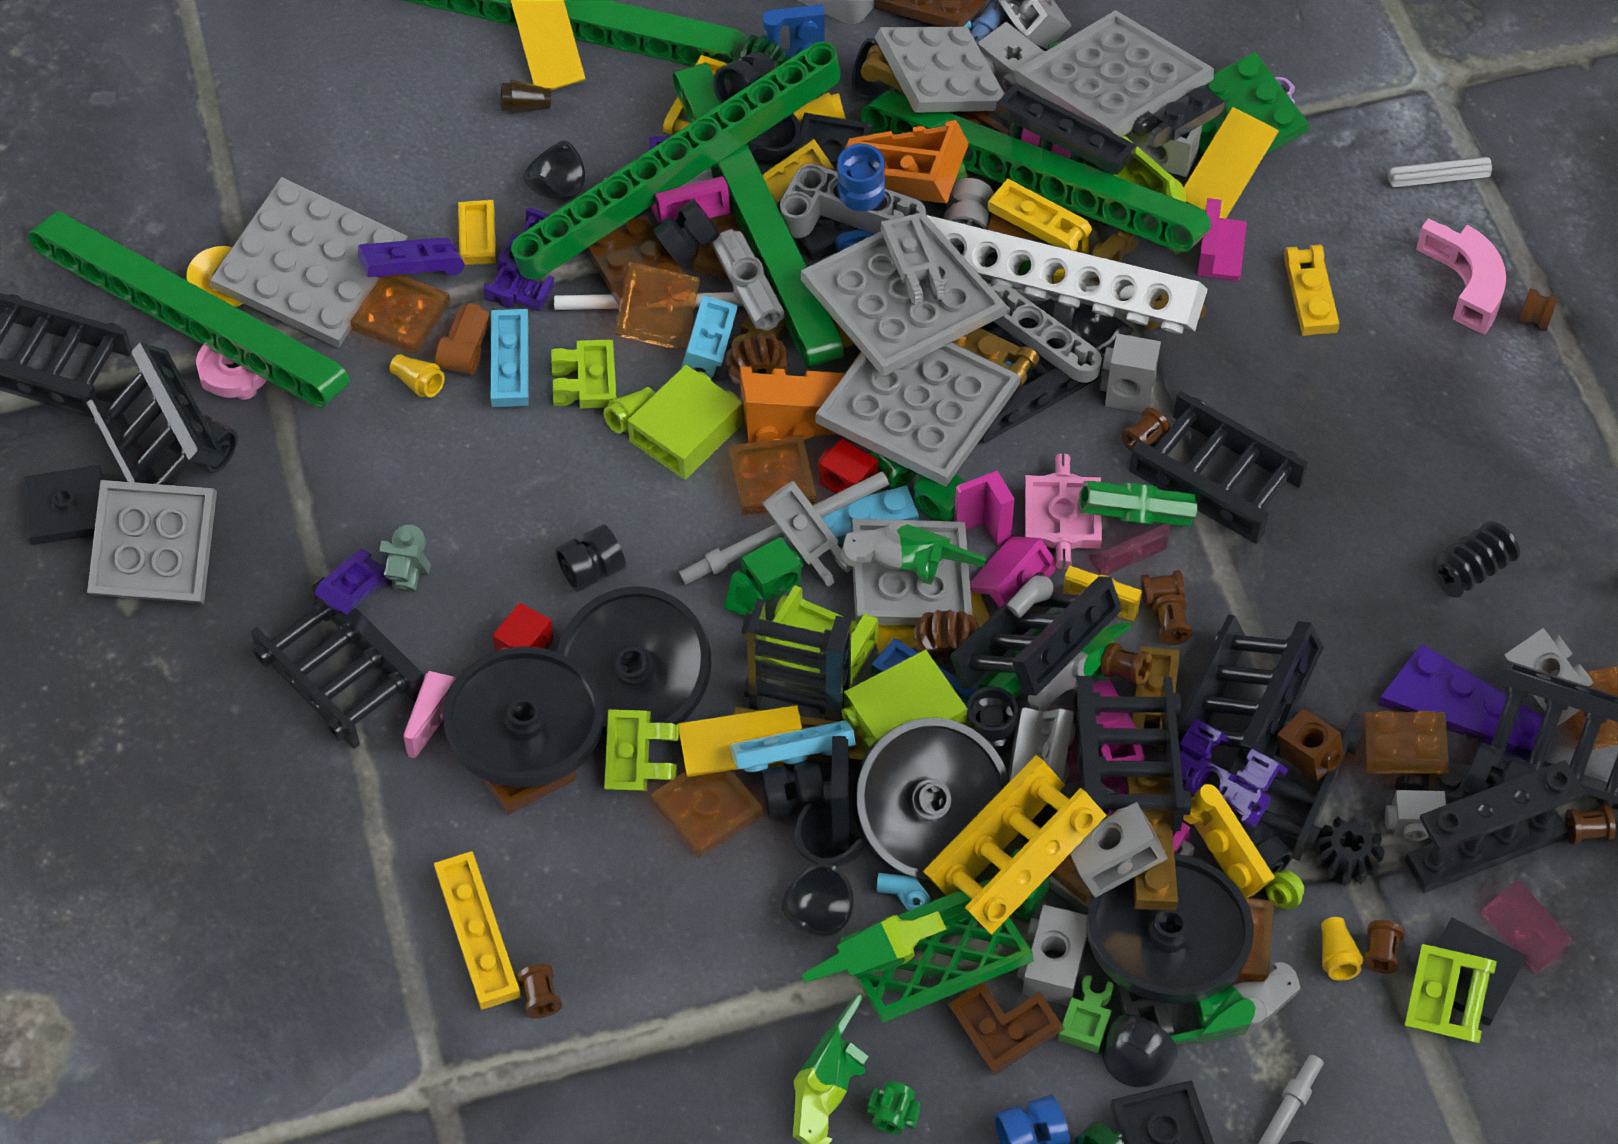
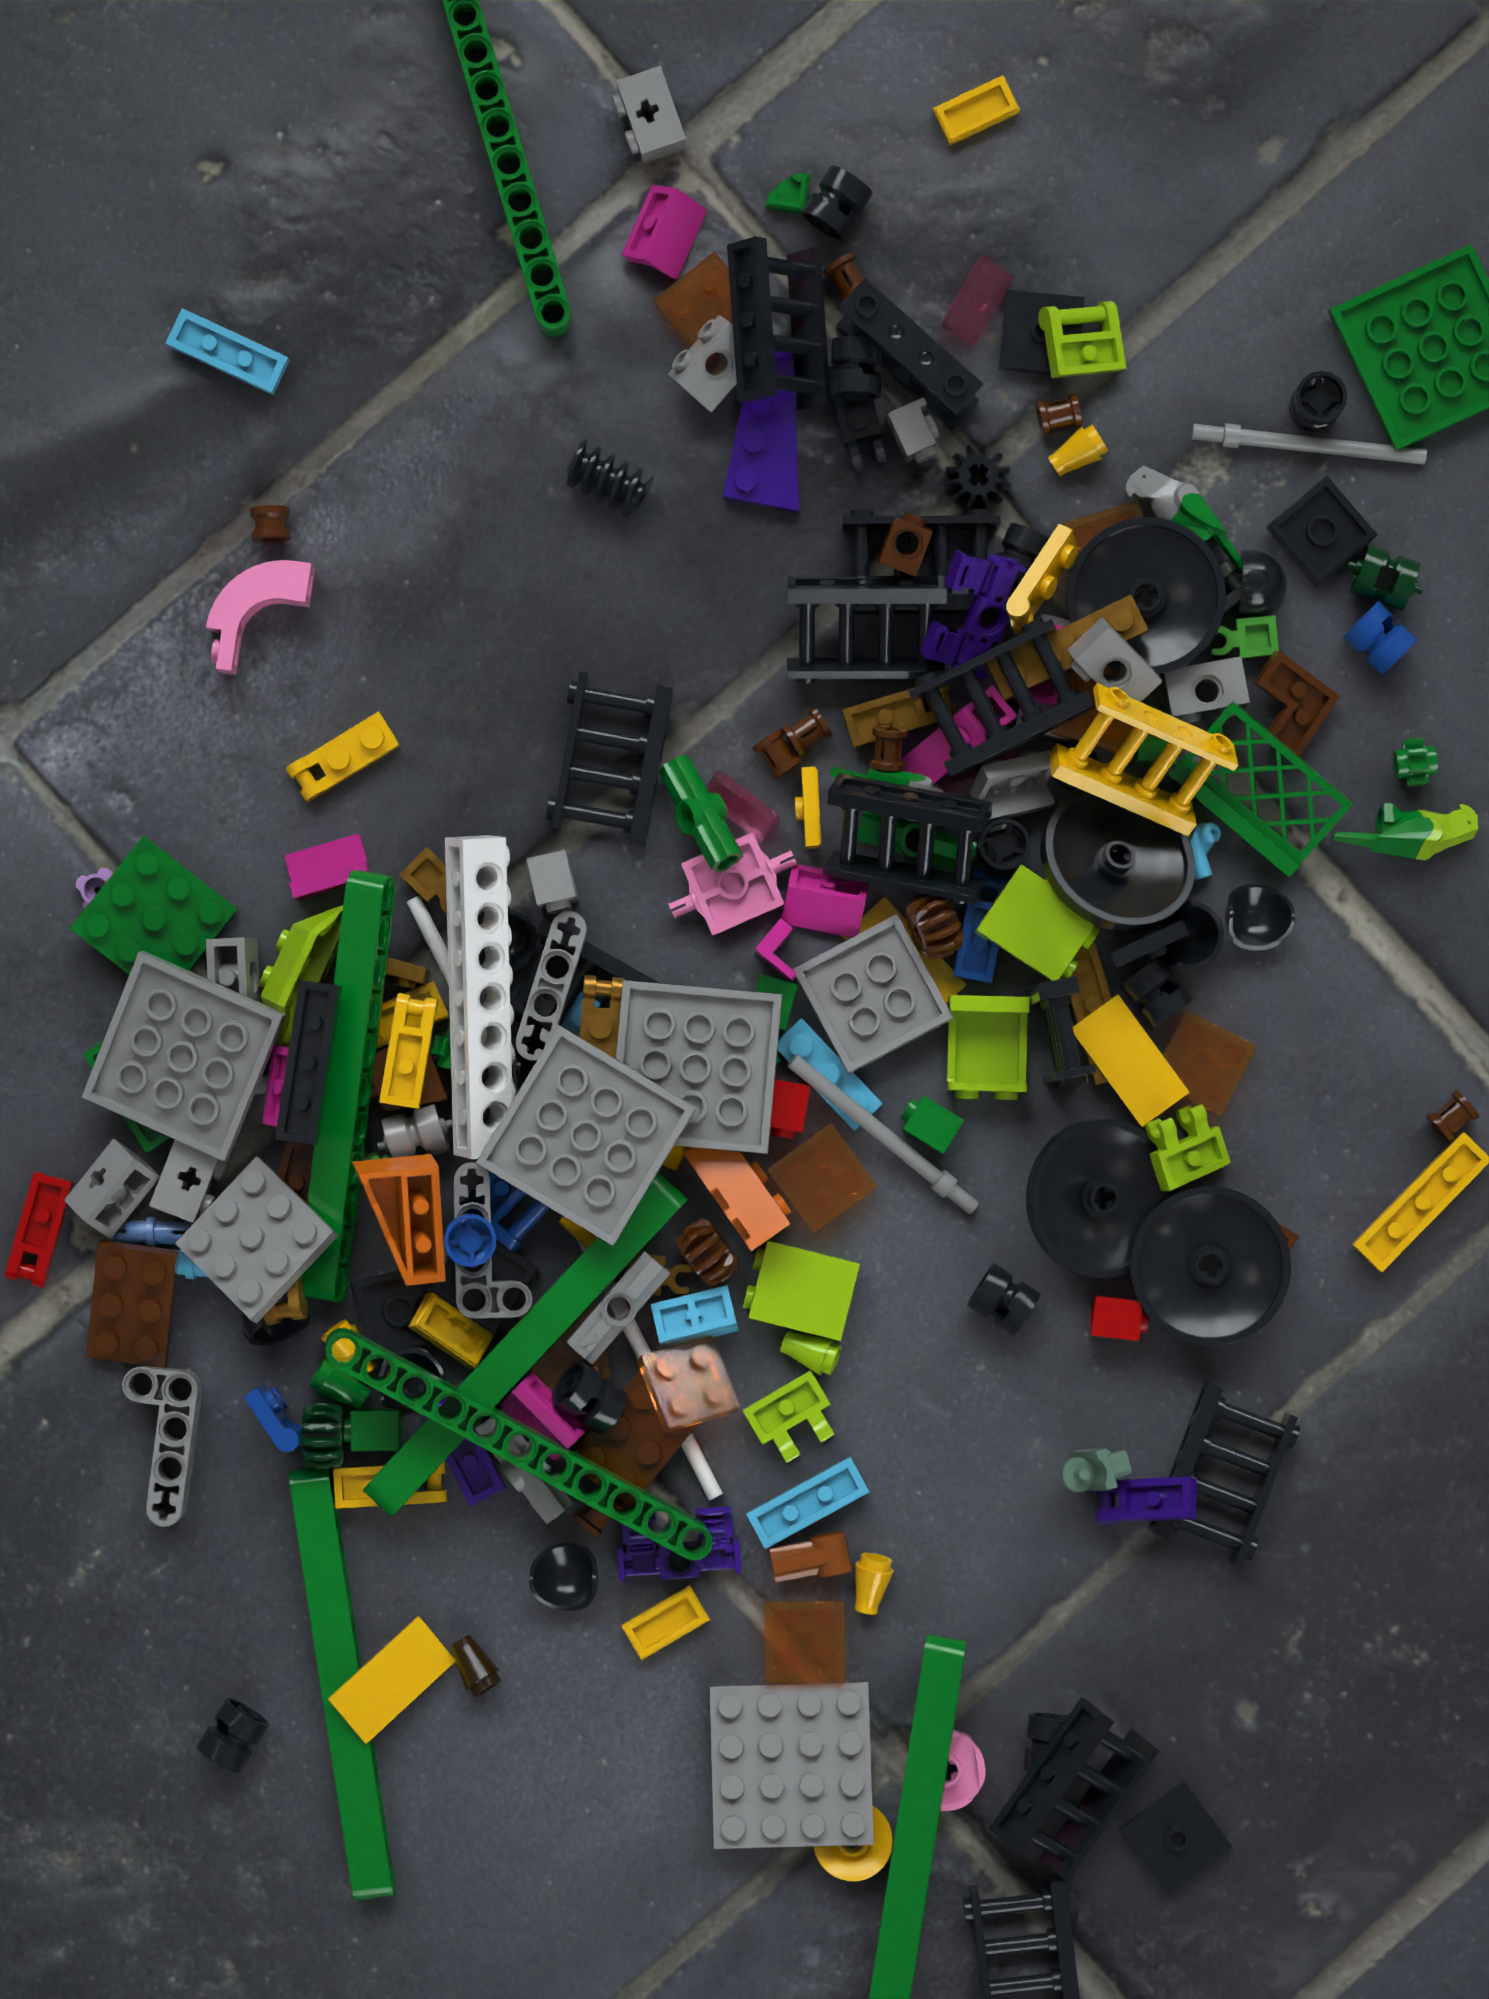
camera: 115 degrees left, 30 degrees up
(152, 541) = (1190, 1719): light grey plate -> none
(410, 257) = (745, 1663): dark purple plate -> none
(427, 712) = (1224, 1362): bright pink slope -> none
(740, 74) = (383, 1426): black wheel -> none
(742, 594) = (973, 1135): green tile -> none
(789, 746) = (1125, 1007): medium azure plate -> none
(804, 529) = (886, 1108): light grey hinge -> none
(878, 947) = (1297, 830): green animal -> none
(904, 549) = (874, 1003): animal -> none
(913, 256) = (549, 1140): light grey hinge -> none
(1034, 591) = (855, 858): light grey arm -> none
(1146, 429) = (602, 845): reddish brown bush -> none
(1179, 116) = (211, 961): black hinge -> none
(1229, 161) = (228, 898): yellow piece -> none
(1285, 890) = (1044, 518): lime plate -> none
(1406, 742) = (845, 467): clear orange plate -> none
(1440, 172) = (127, 686): light grey axle -> none

